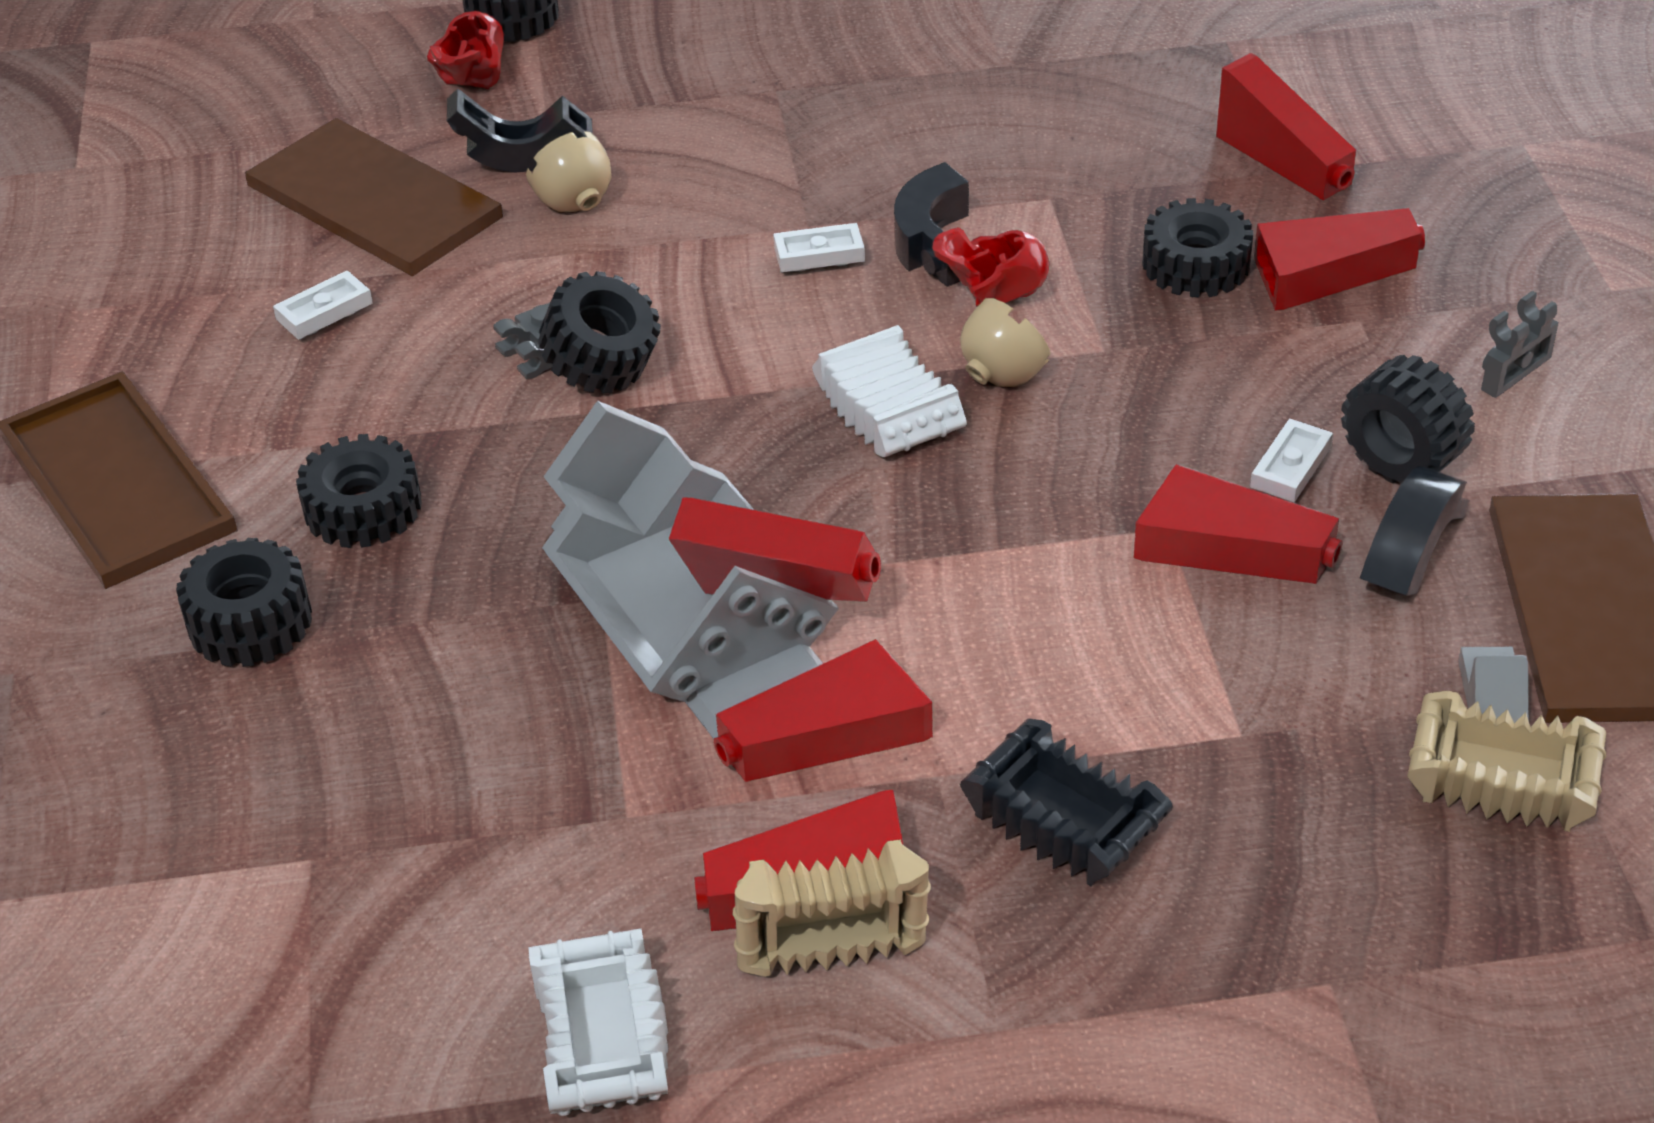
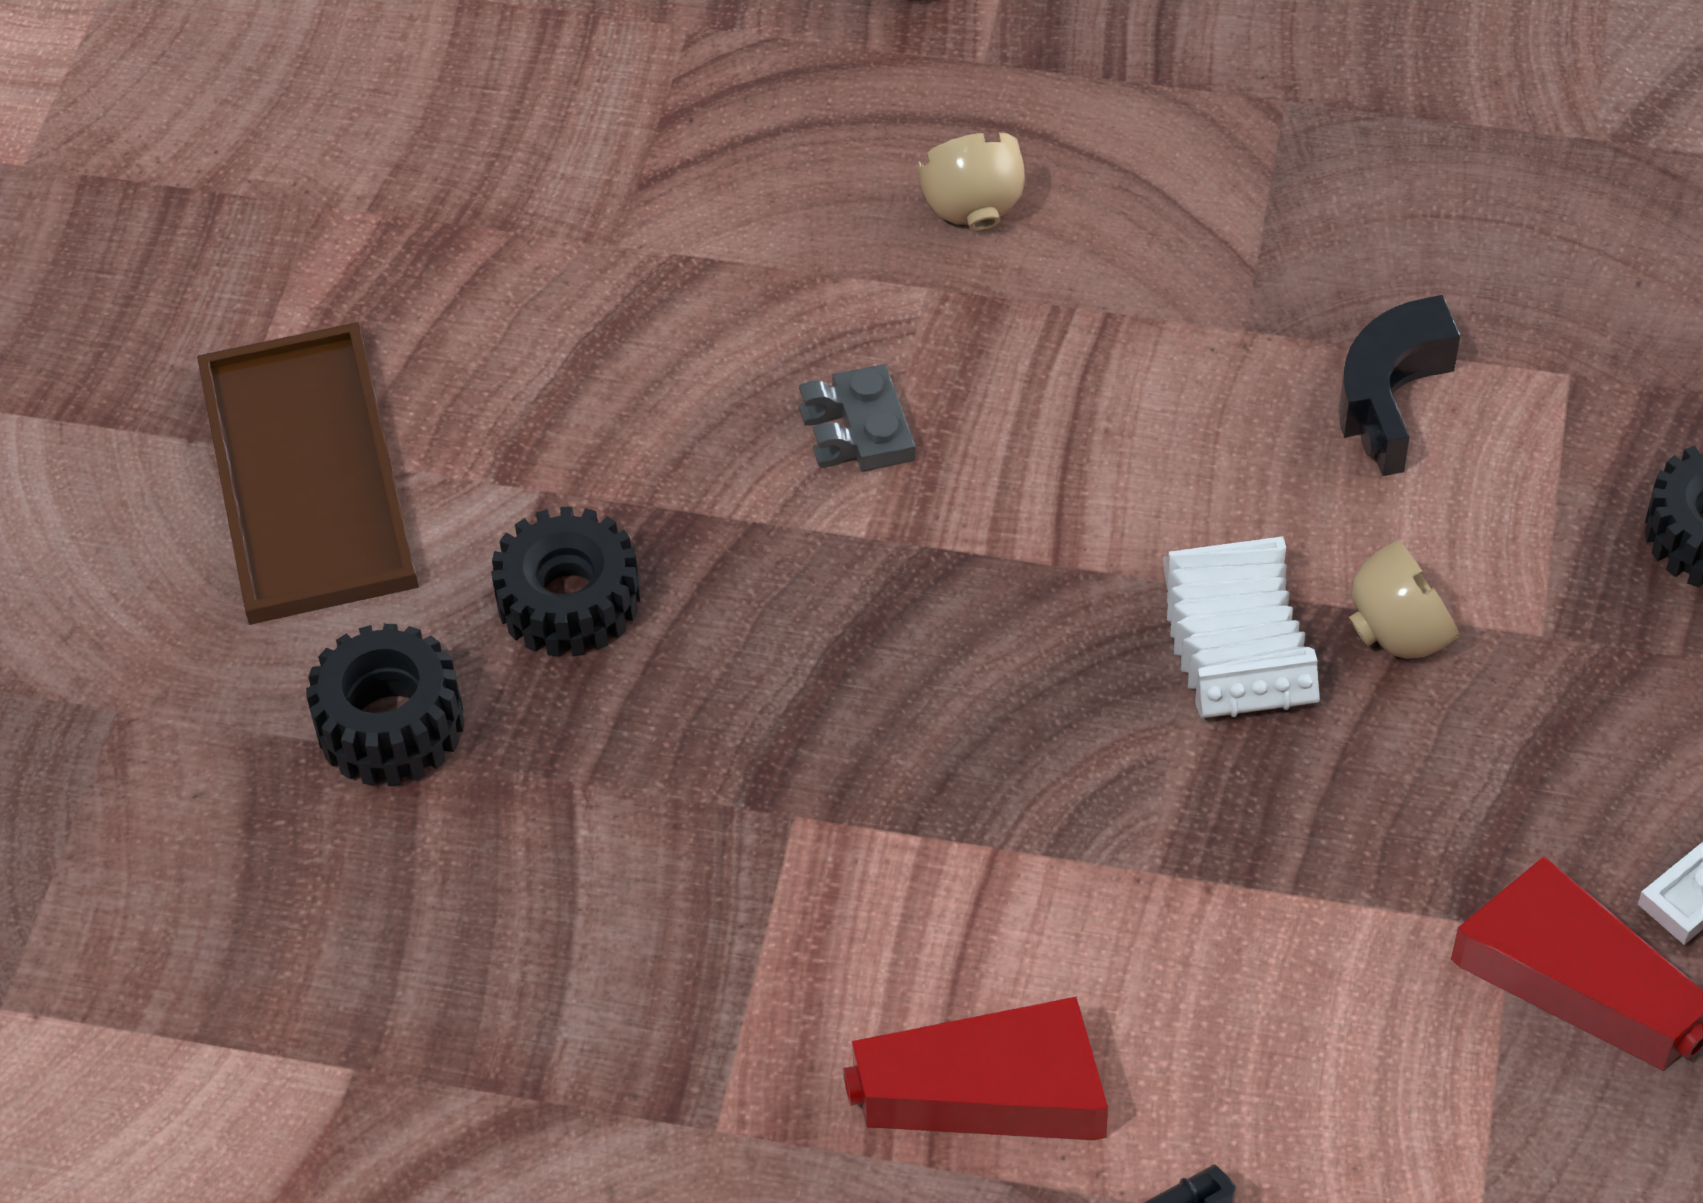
camera: 20 degrees right, 10 degrees up
(322, 304) = (615, 289): white plate -> none
(374, 196) = (733, 135): reddish brown tile -> none
(508, 143) = (929, 106): black arch -> none
(591, 357) = (940, 408): black tyre -> none
(615, 552) = (892, 821): light grey panel -> none
(790, 550) = (994, 845): red slope -> none
(819, 247) = (1240, 374): white plate -> none
(995, 266) = (1442, 474): red head -> none

